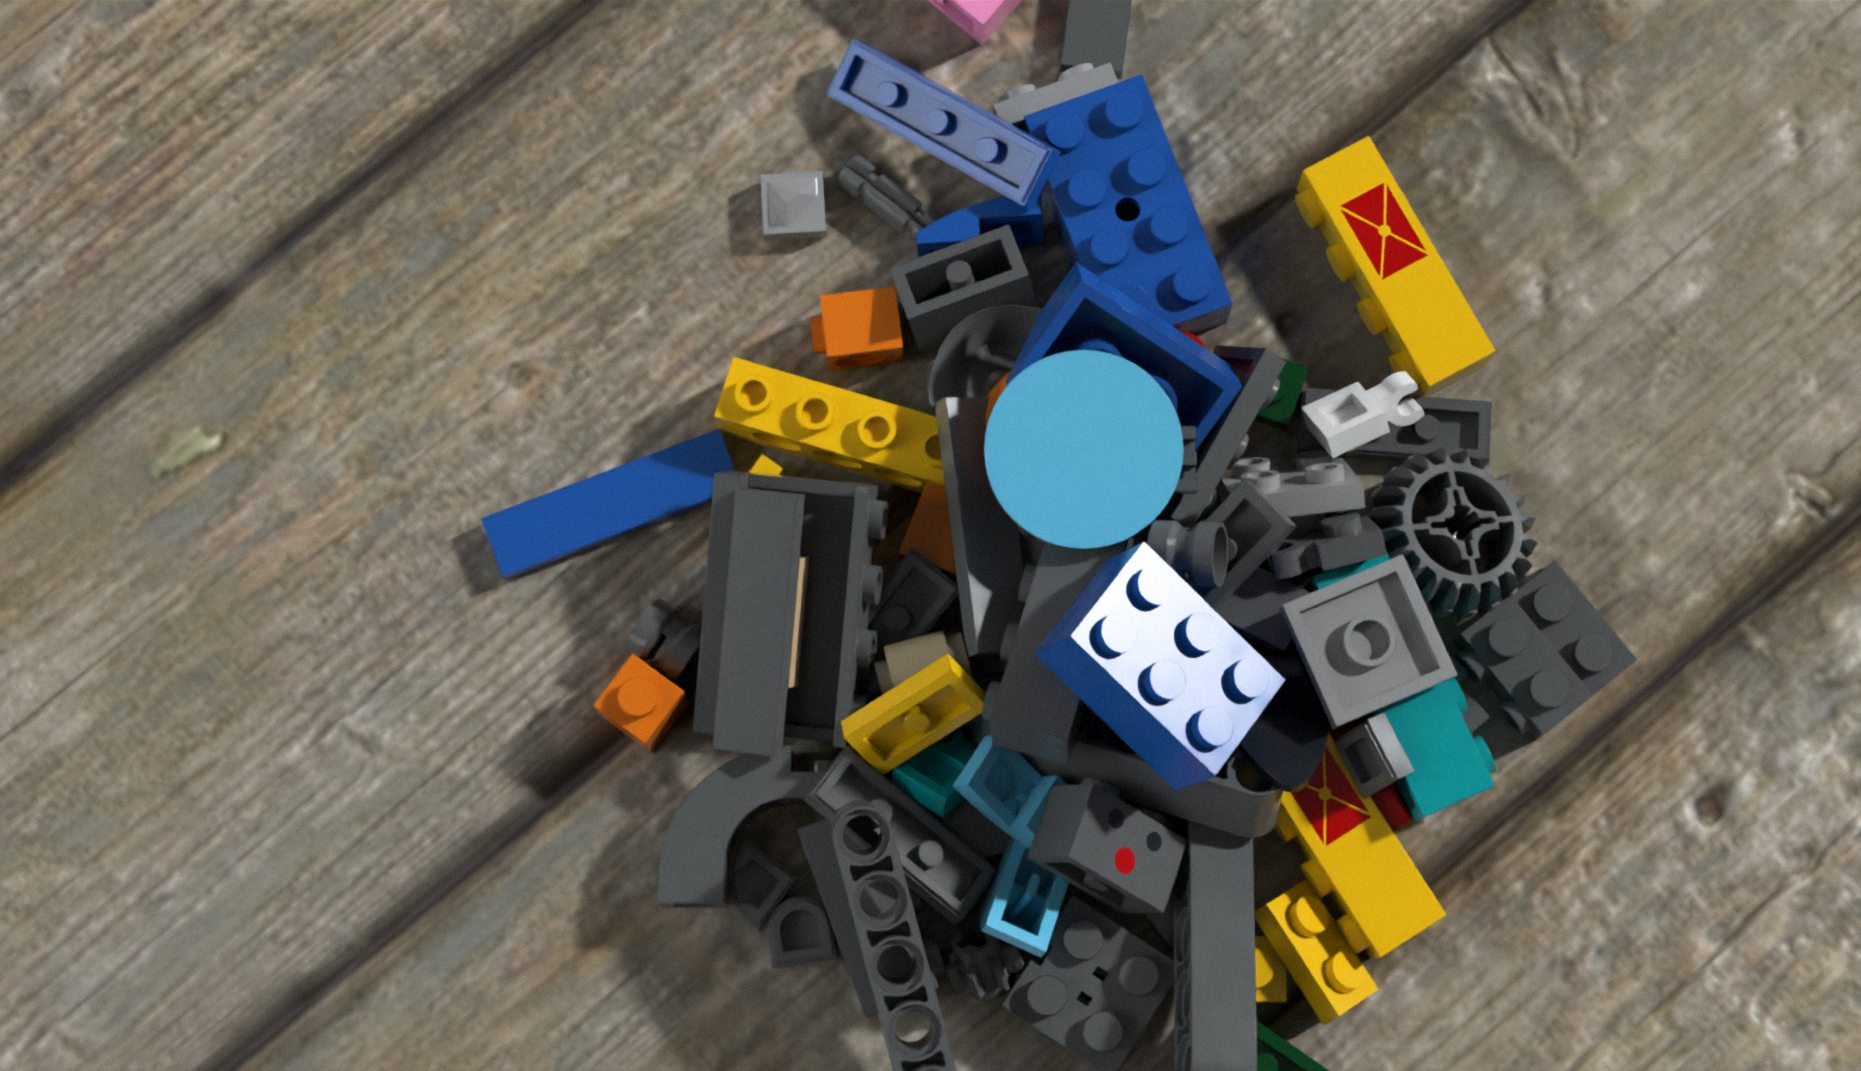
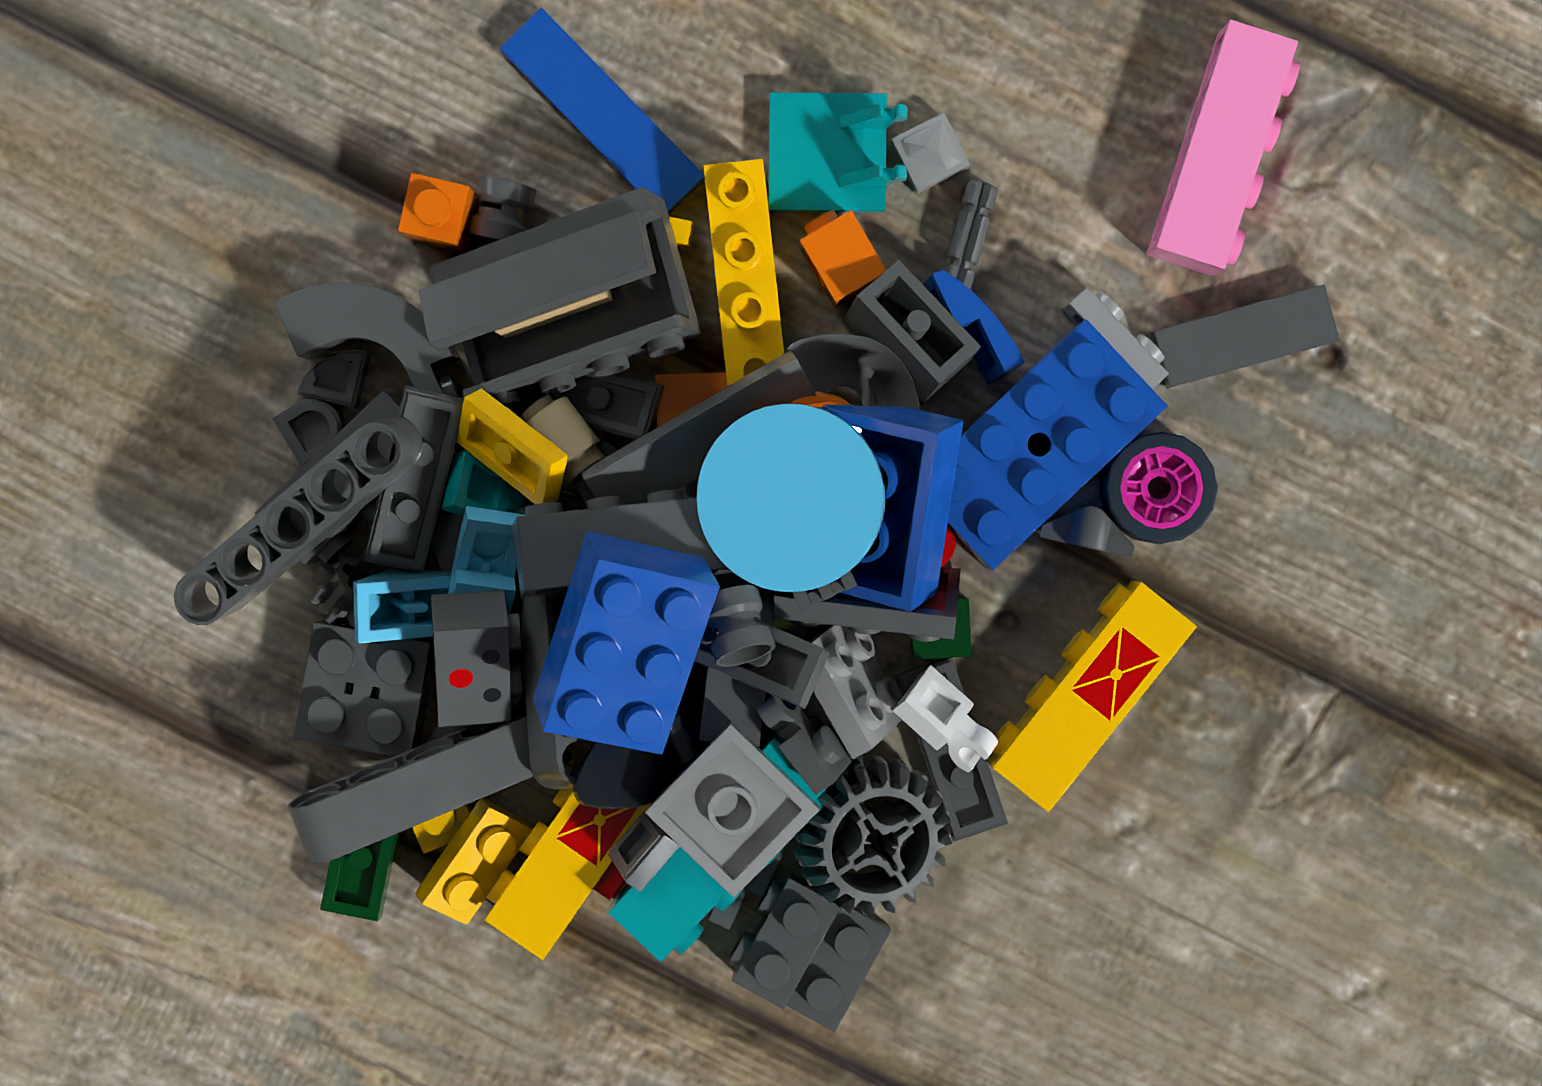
camera: 60 degrees right, 10 degrees up
(750, 295) = (830, 152): none -> teal plate
(943, 123) = (1052, 251): tile -> none
(1230, 204) = (1089, 529): none -> dark grey piece
(1248, 116) = (1176, 463): none -> wheel

